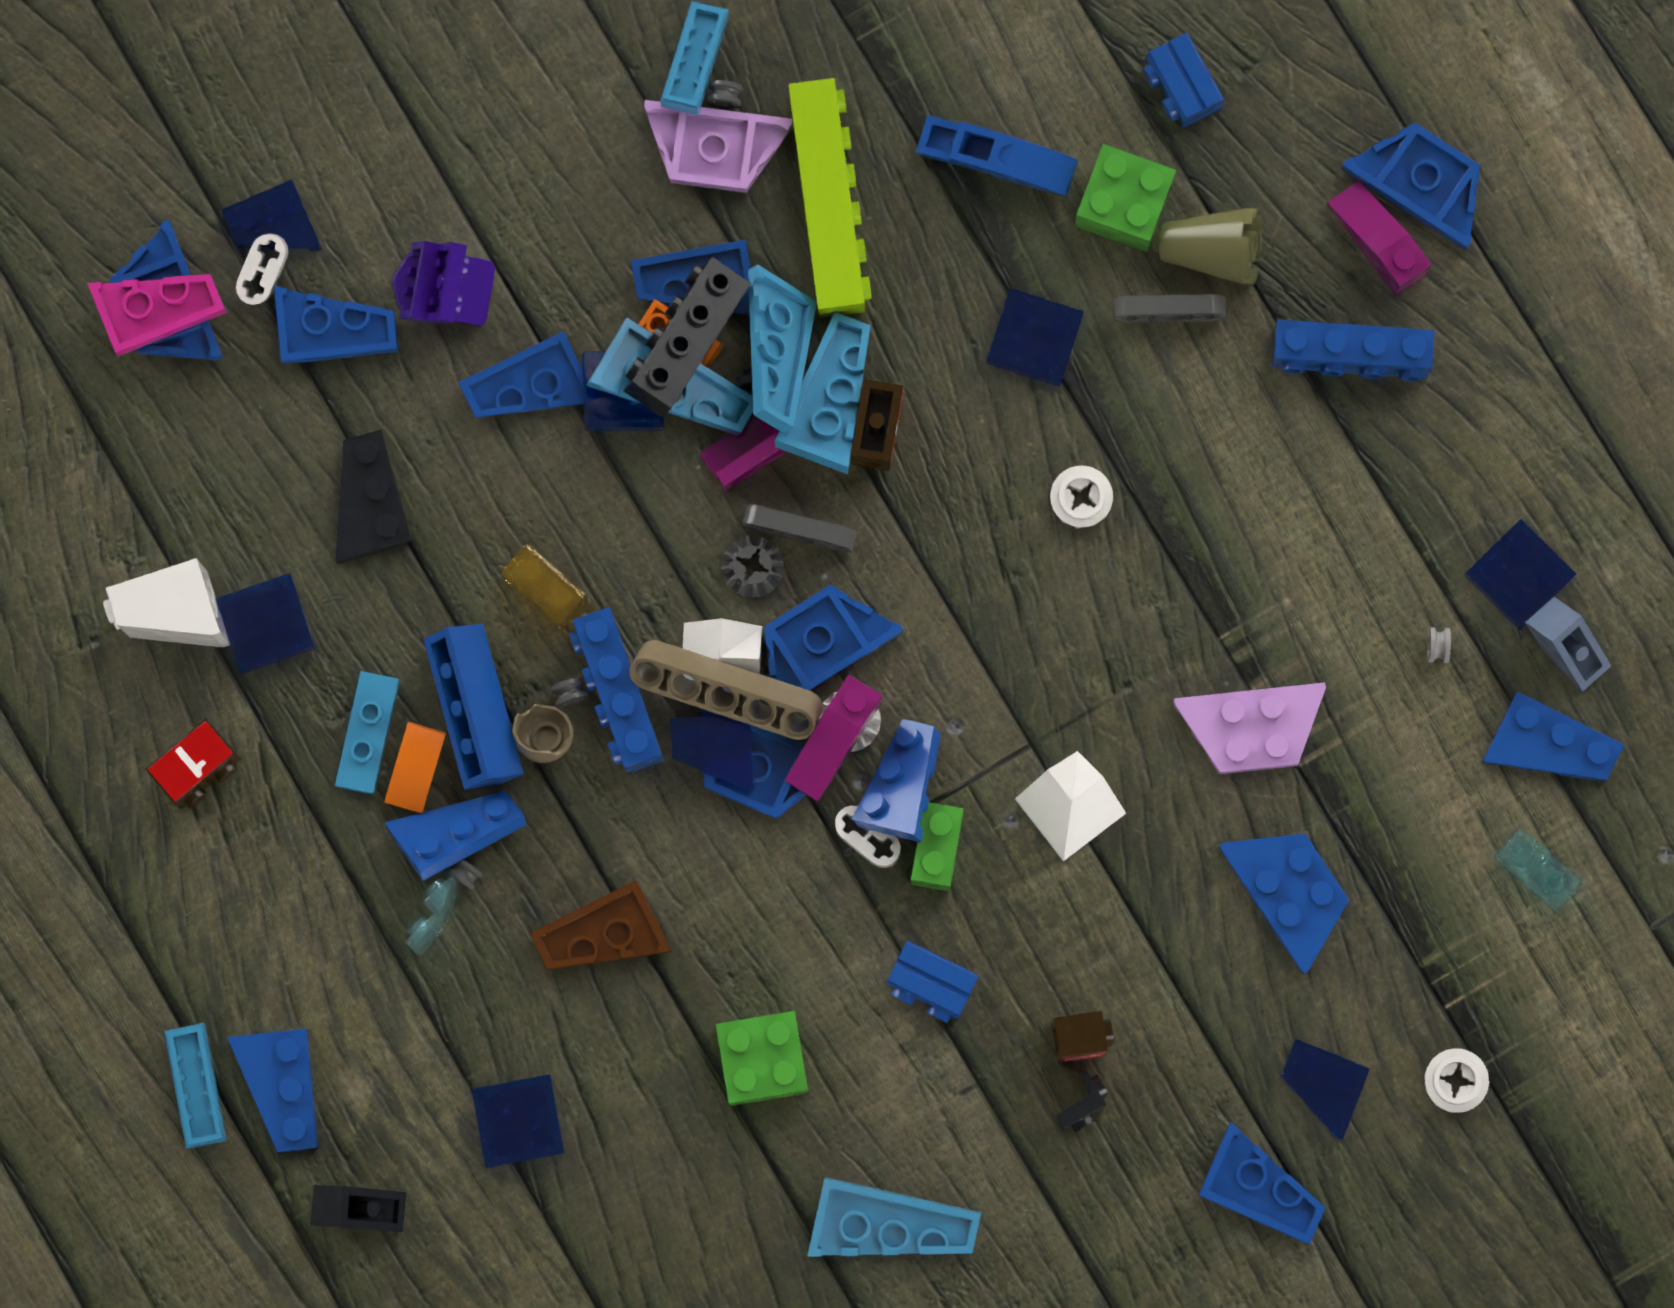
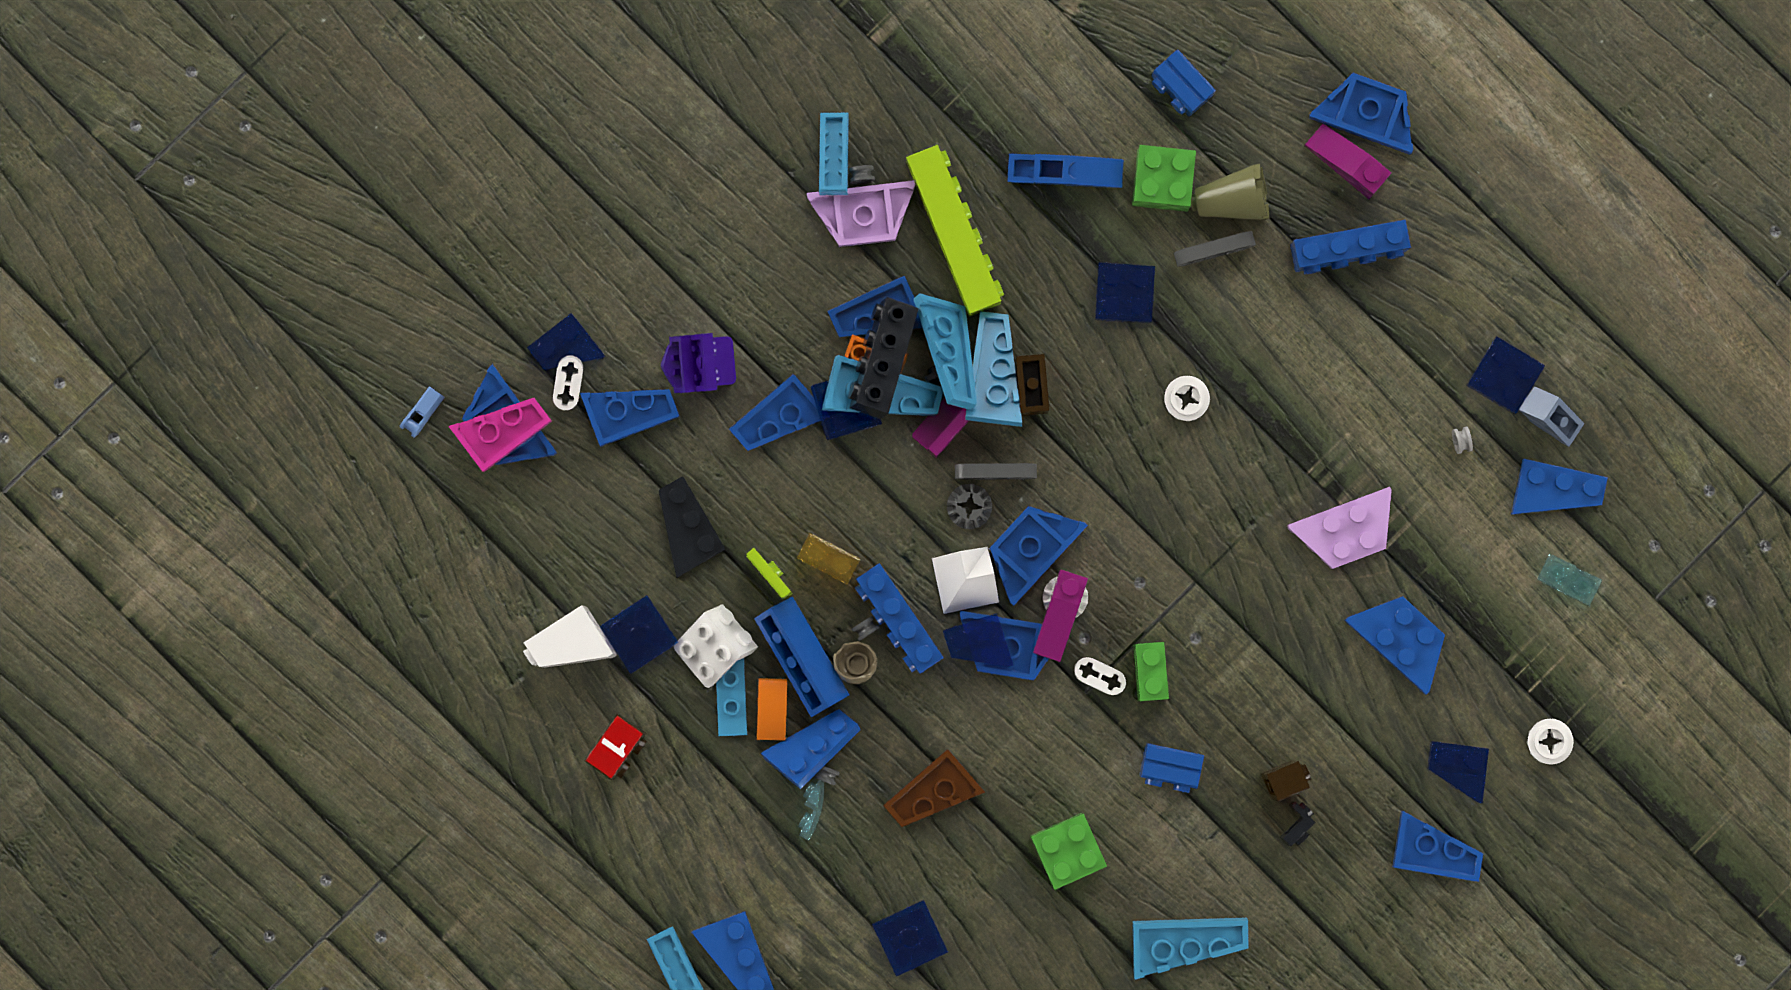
camera: 20 degrees left, 5 degrees up
(66, 255) = (425, 407): none -> medium blue bar
(361, 661) = (714, 645): none -> white bracket
(460, 583) = (770, 573): none -> lime plate
(707, 693) = (976, 601): dark tan beam -> none
(899, 786) = (1114, 638): blue wing -> none
(1070, 805) = (1235, 617): white slope -> none

